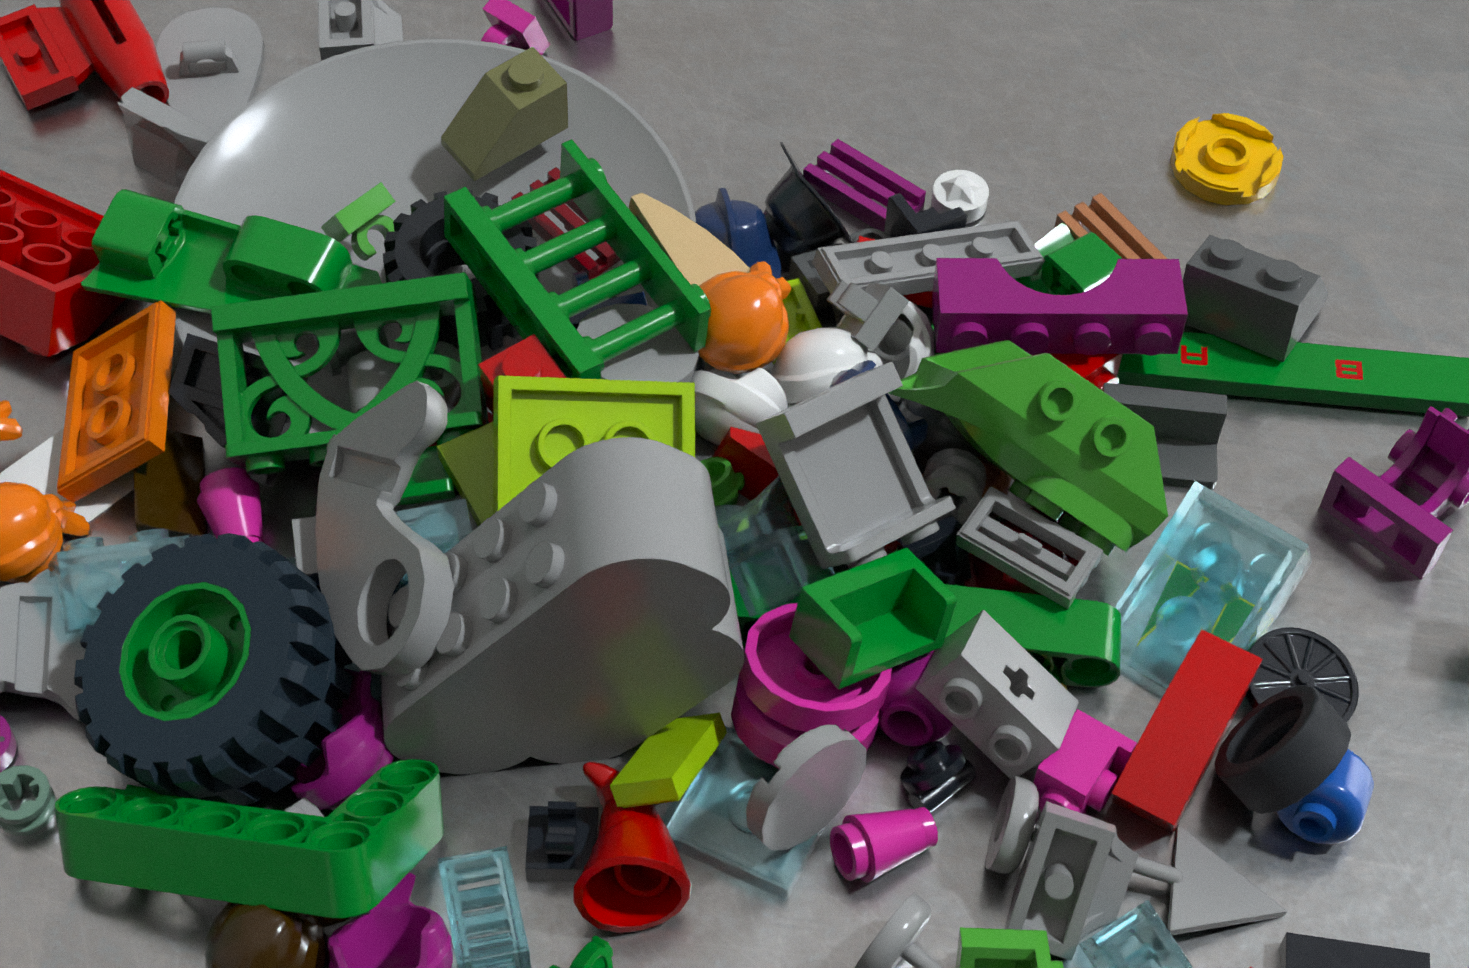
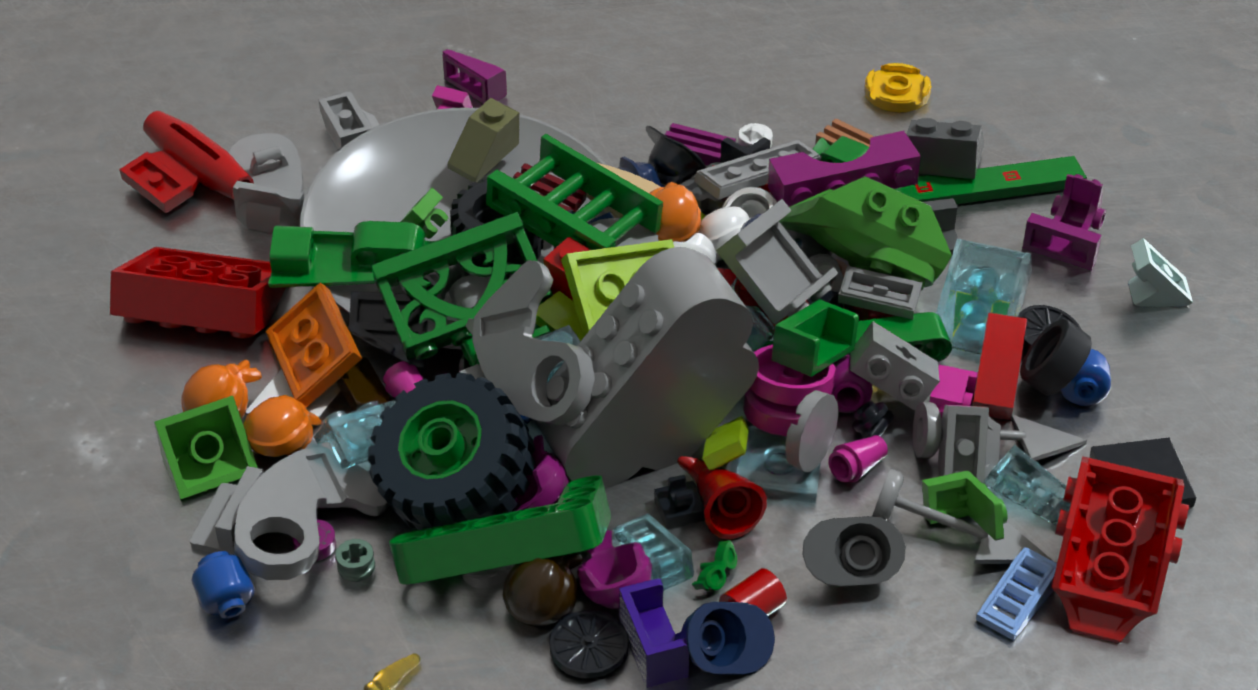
camera: 15 degrees left, 10 degrees down
(868, 311) = (741, 193): light grey tile -> none

